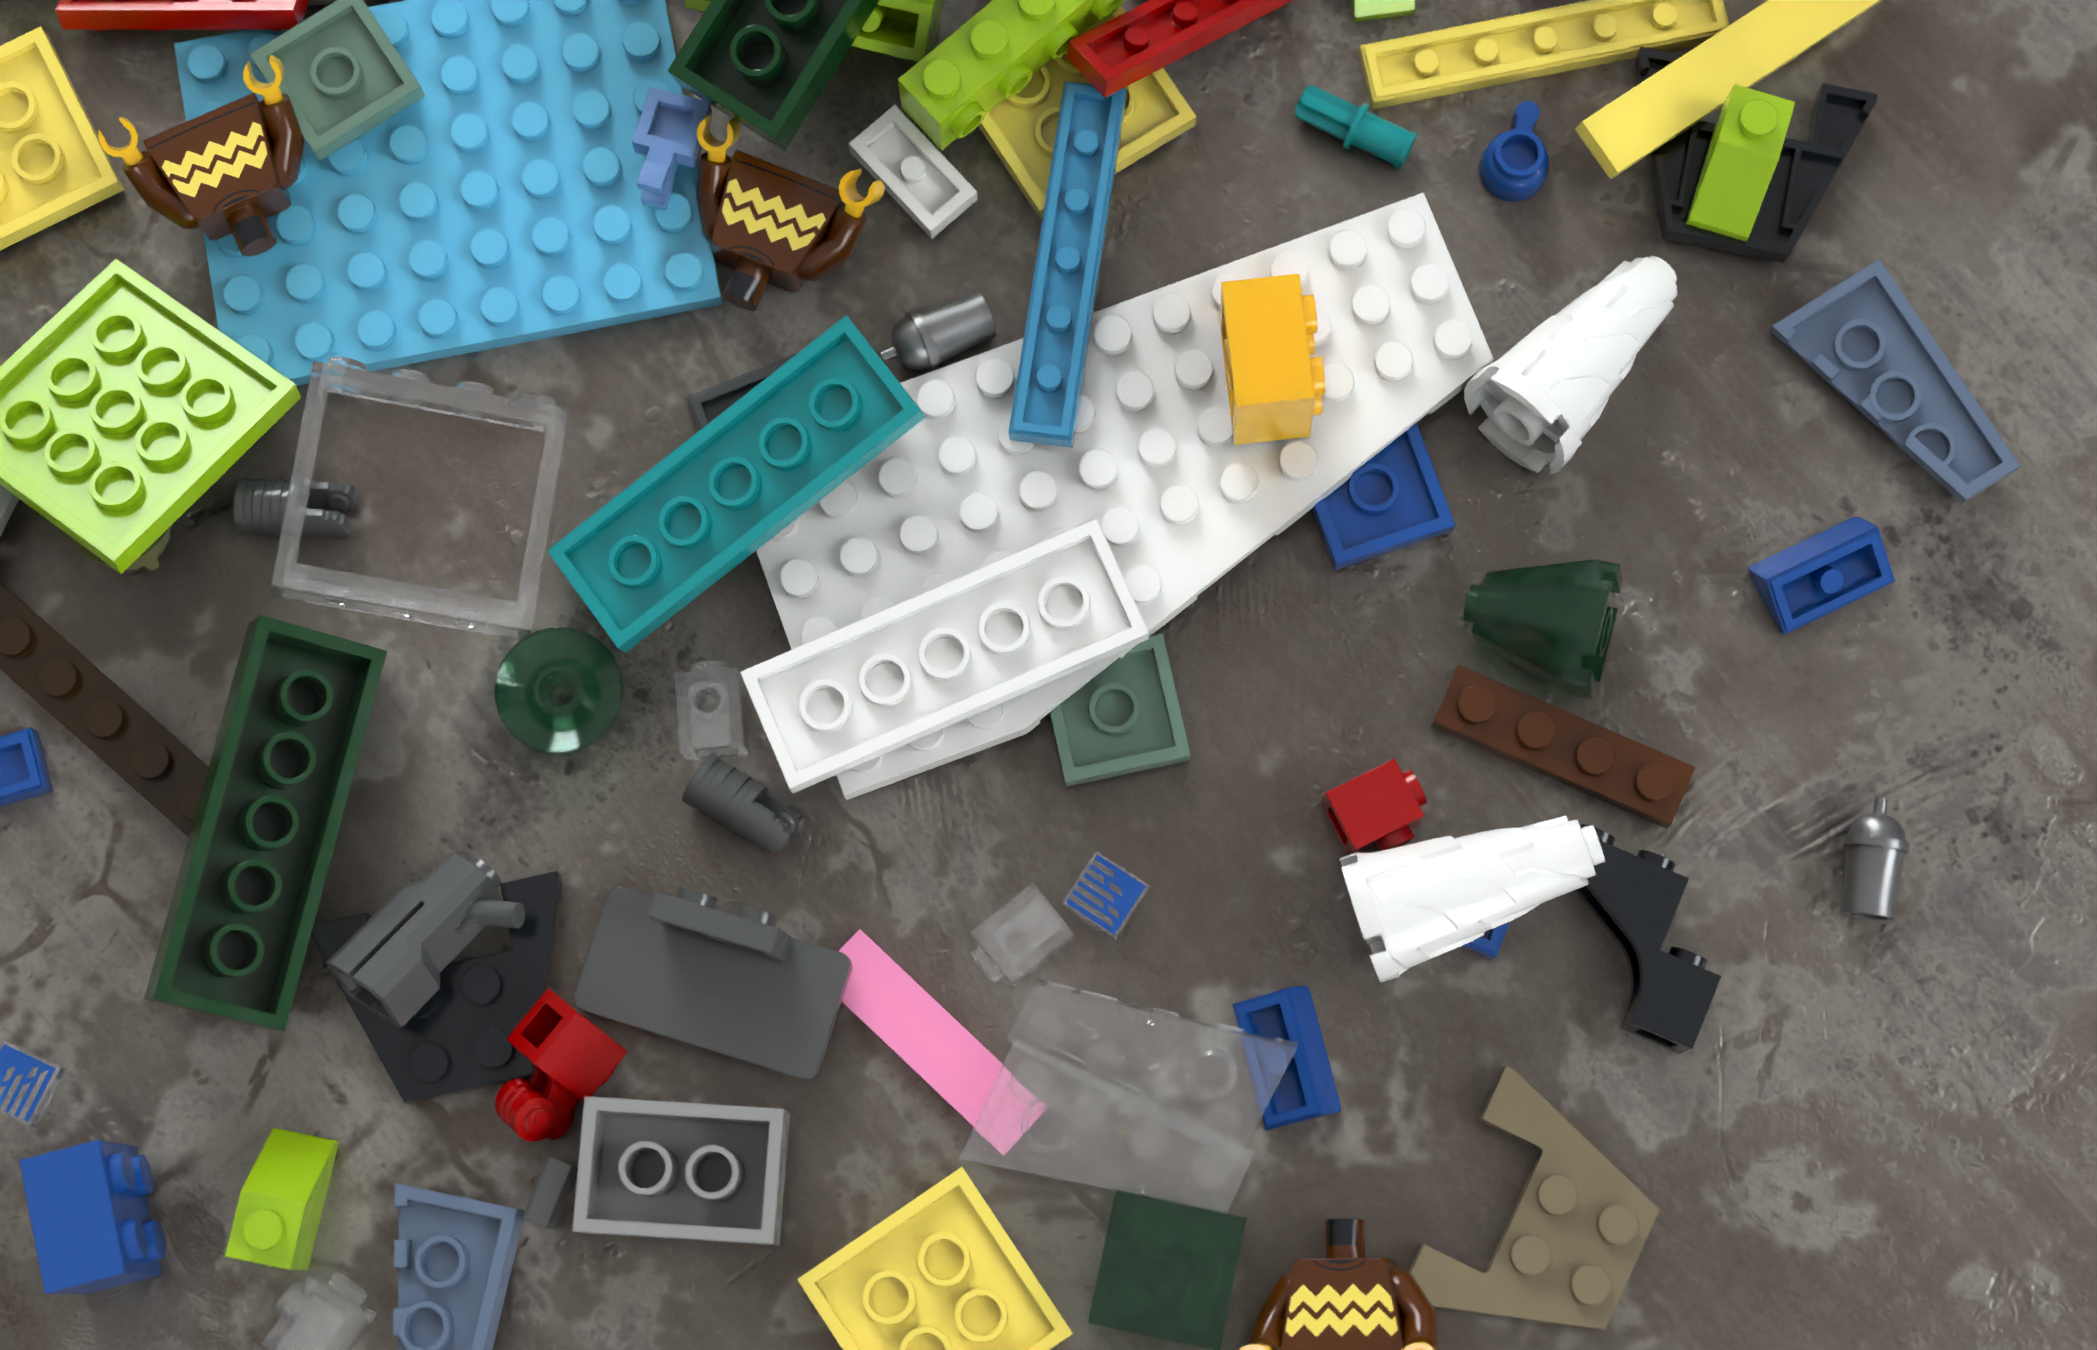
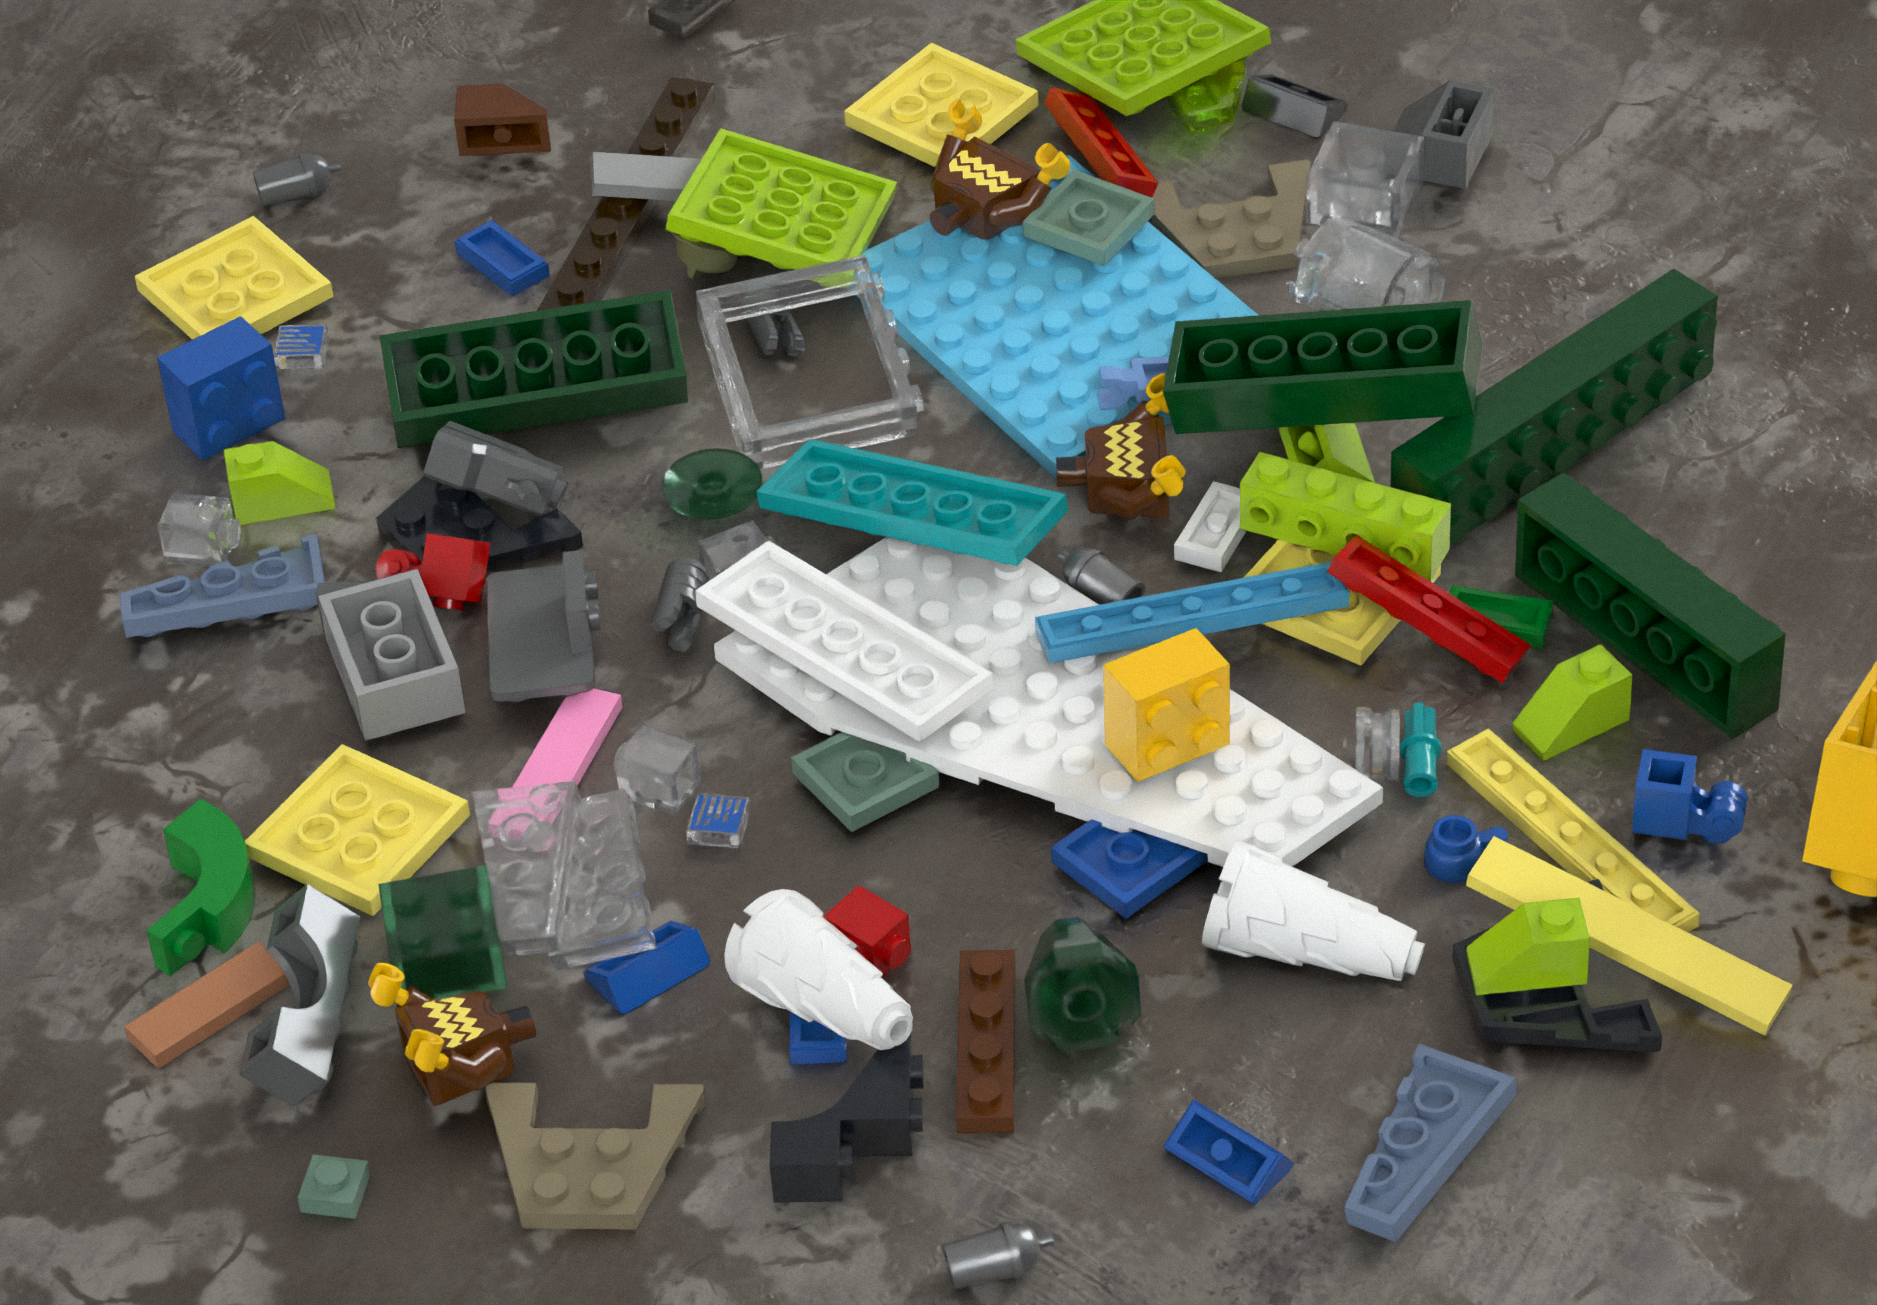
camera: 70 degrees right, 35 degrees down
(1348, 166) = (1384, 743): none -> clear wheel

